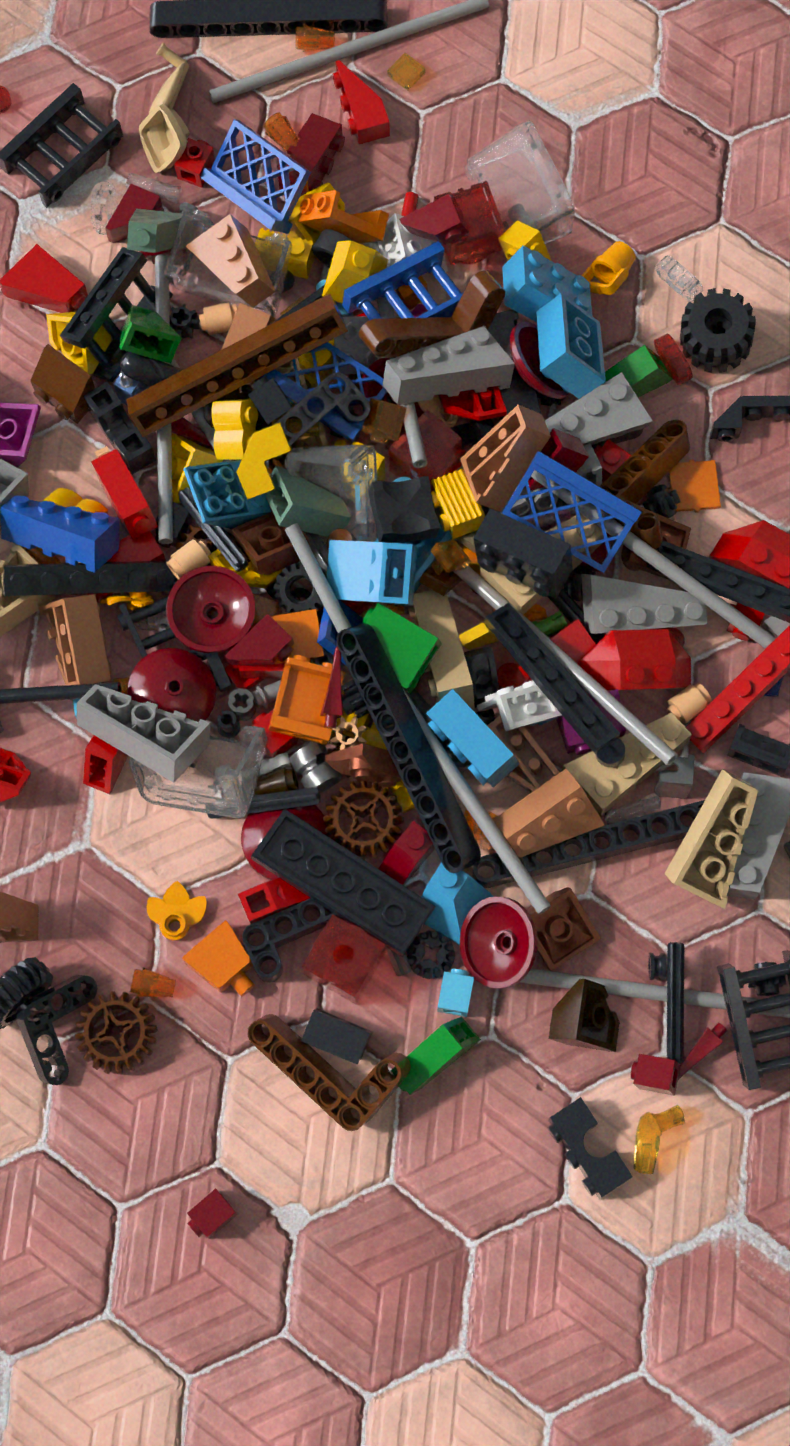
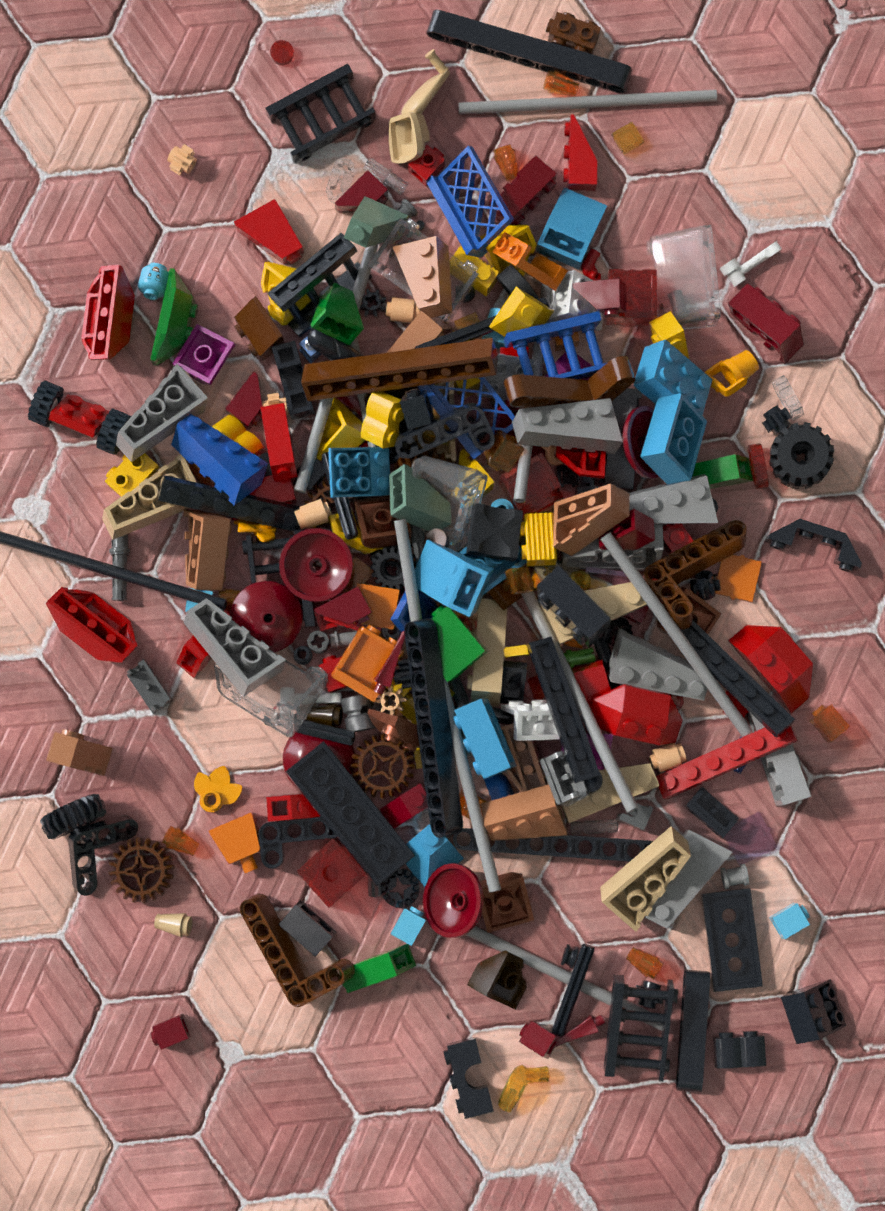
camera: 15 degrees right, 10 degrees up
(59, 818) = (149, 686): none -> dark grey hinge
(75, 469) = (247, 402): none -> dark red slope
(175, 1083) = (175, 924): none -> tan cone
(252, 469) = (397, 449): yellow tile -> none
(376, 177) = (571, 228): none -> dark azure slope
(499, 797) = (498, 786): none -> blue brick
(573, 168) = (736, 272): none -> white brick
(578, 759) = (561, 780): none -> dark grey hinge
(583, 488) = (640, 568): blue fence -> none
(628, 204) = (767, 321): none -> dark red wedge
(674, 303) = (776, 419): none -> black gear
(748, 945) = (645, 963): none -> clear orange cone

